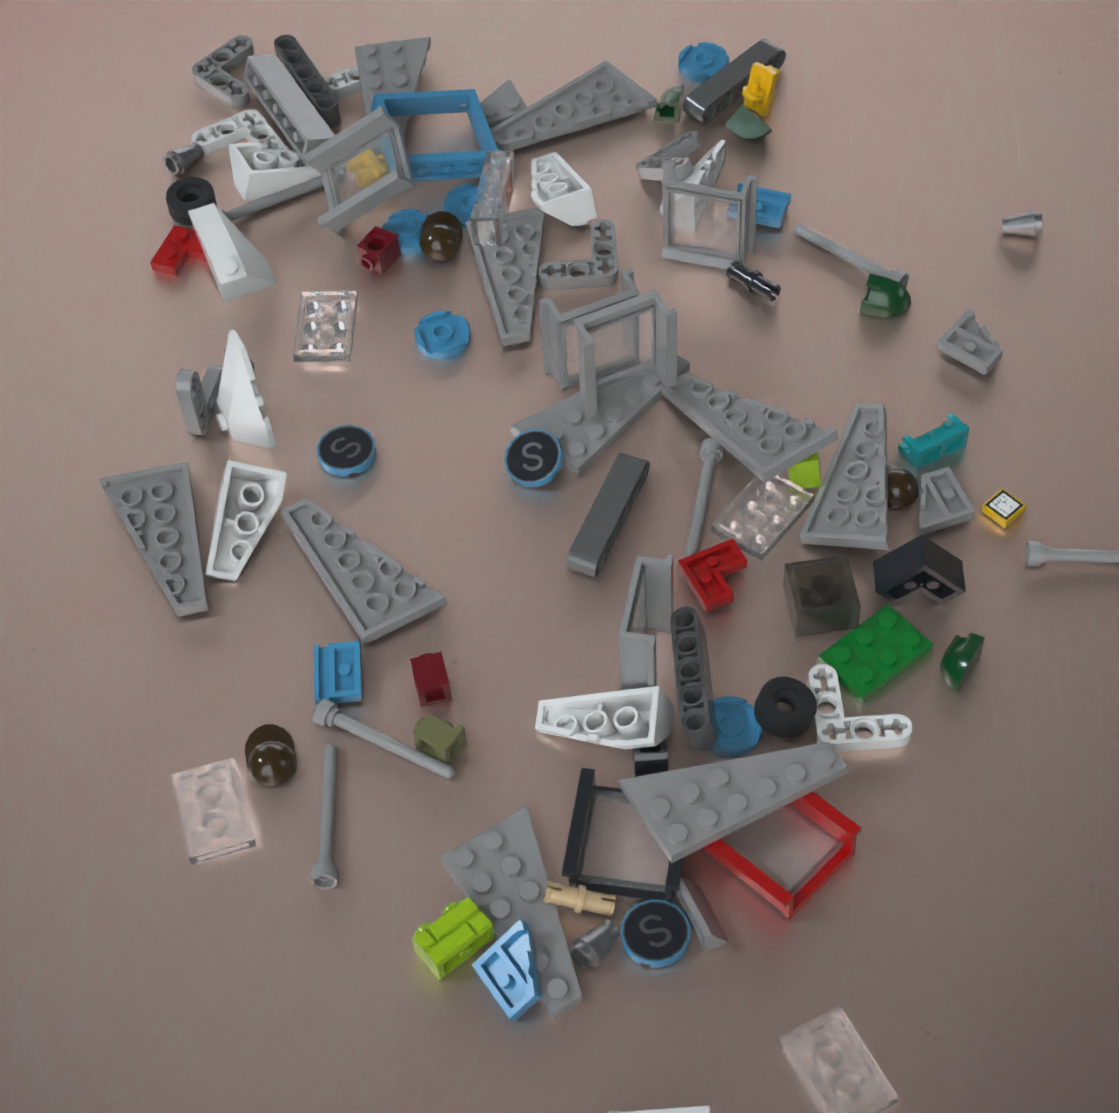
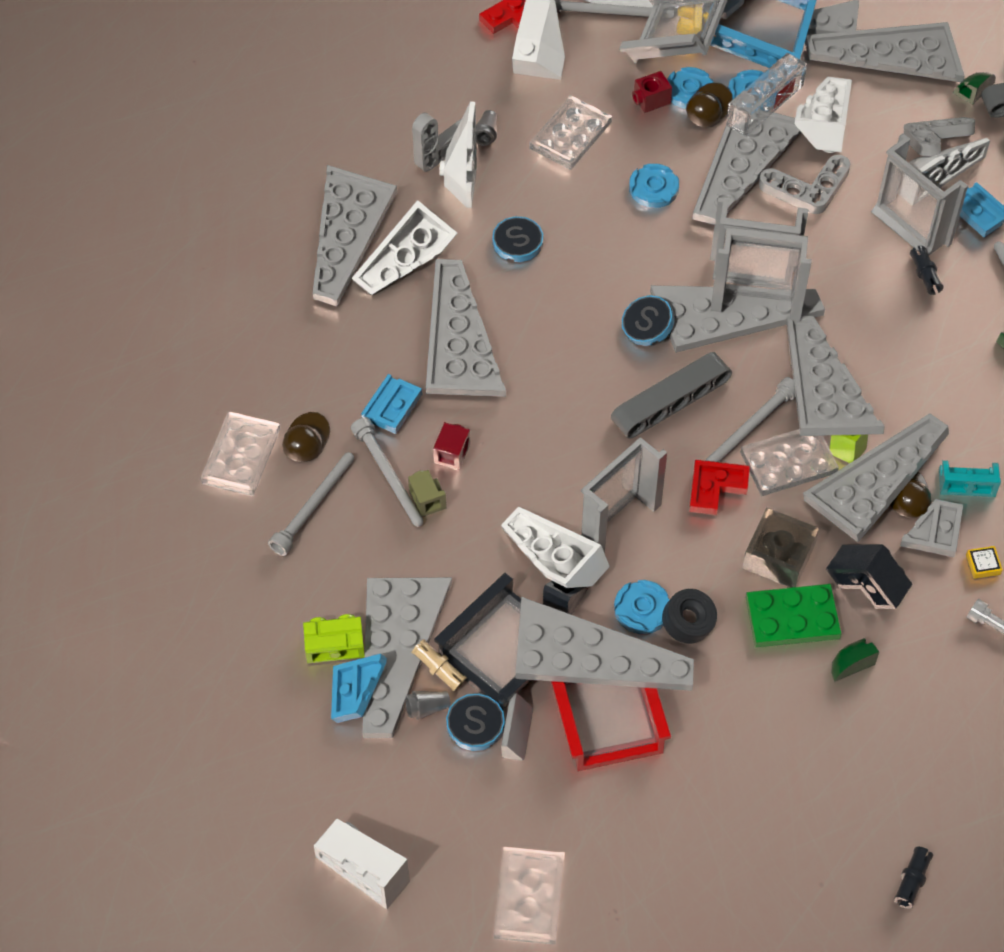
camera: 30 degrees right, 5 degrees up
(693, 679) = (637, 554): dark grey beam -> none
(837, 723) = (722, 650): white beam -> none

